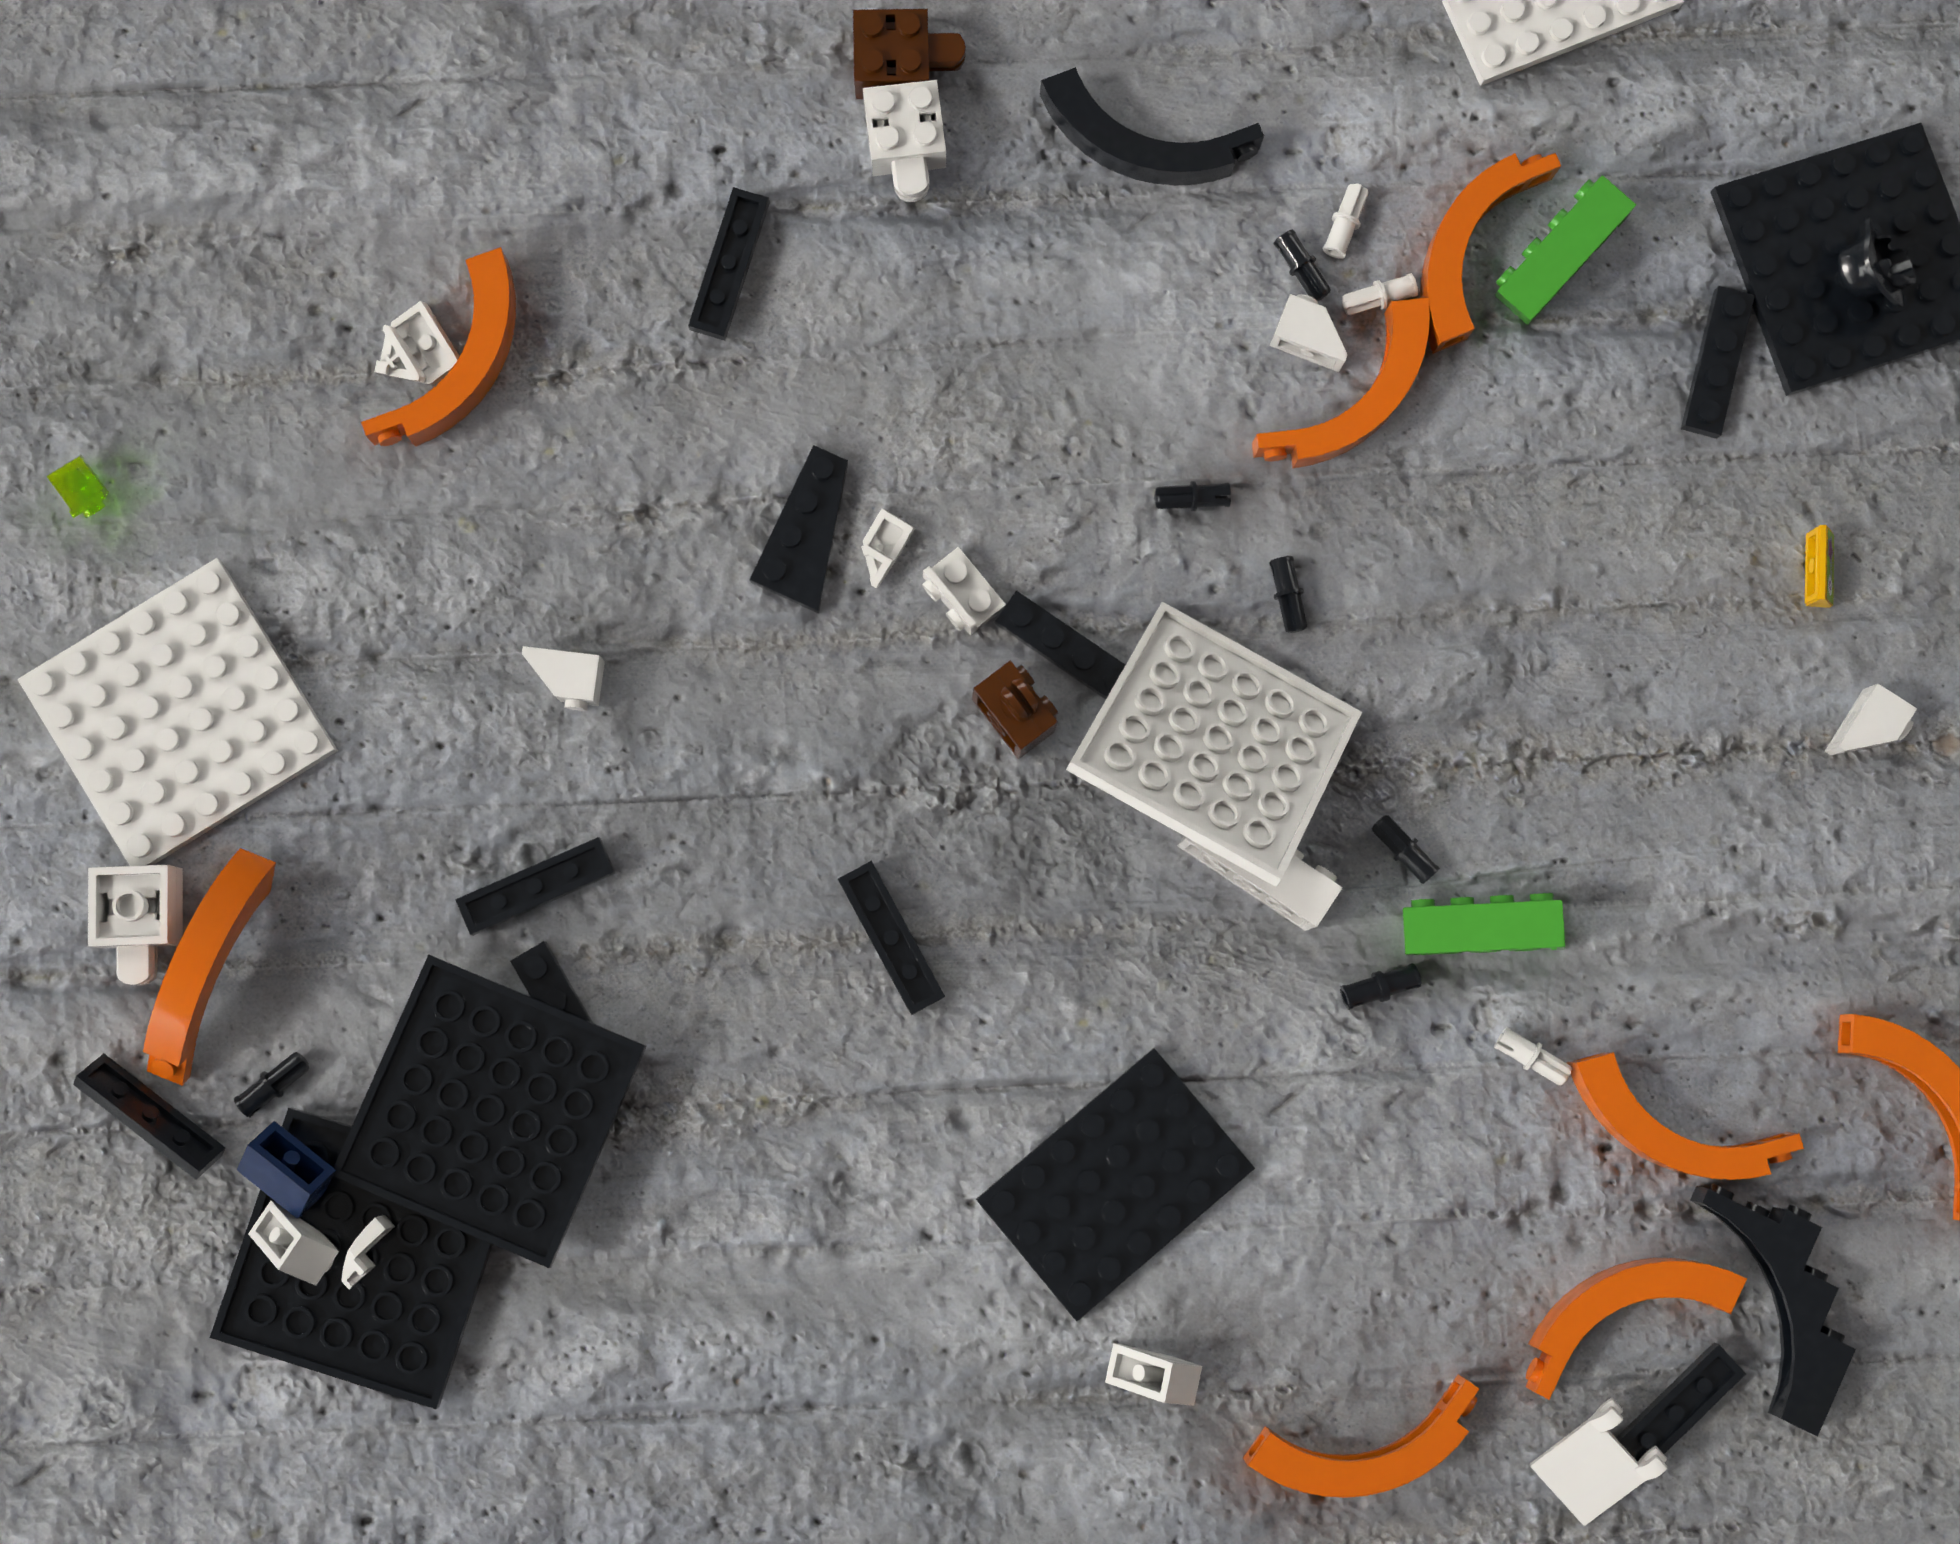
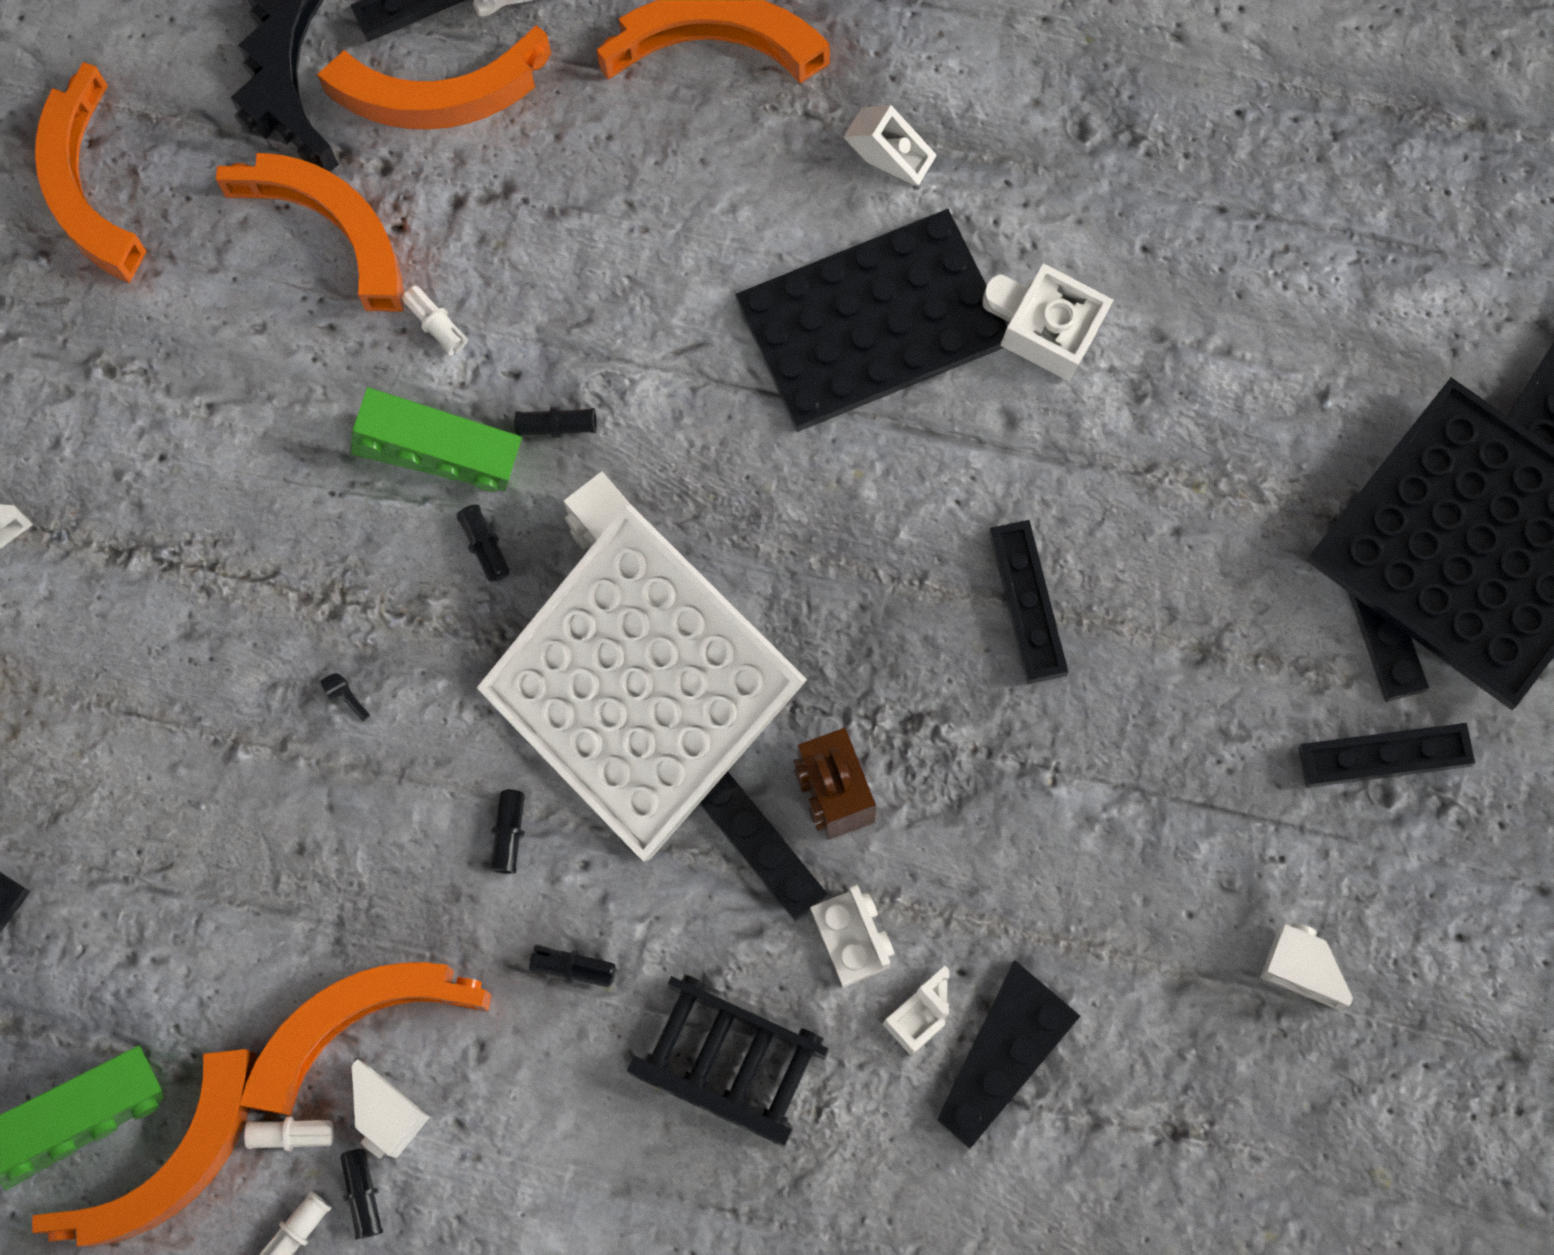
camera: 150 degrees left, 10 degrees down
(947, 1223) = (1049, 320): none -> white brick
(1057, 424) = (694, 1085): none -> black fence
(1485, 680) = (336, 685): none -> black hand

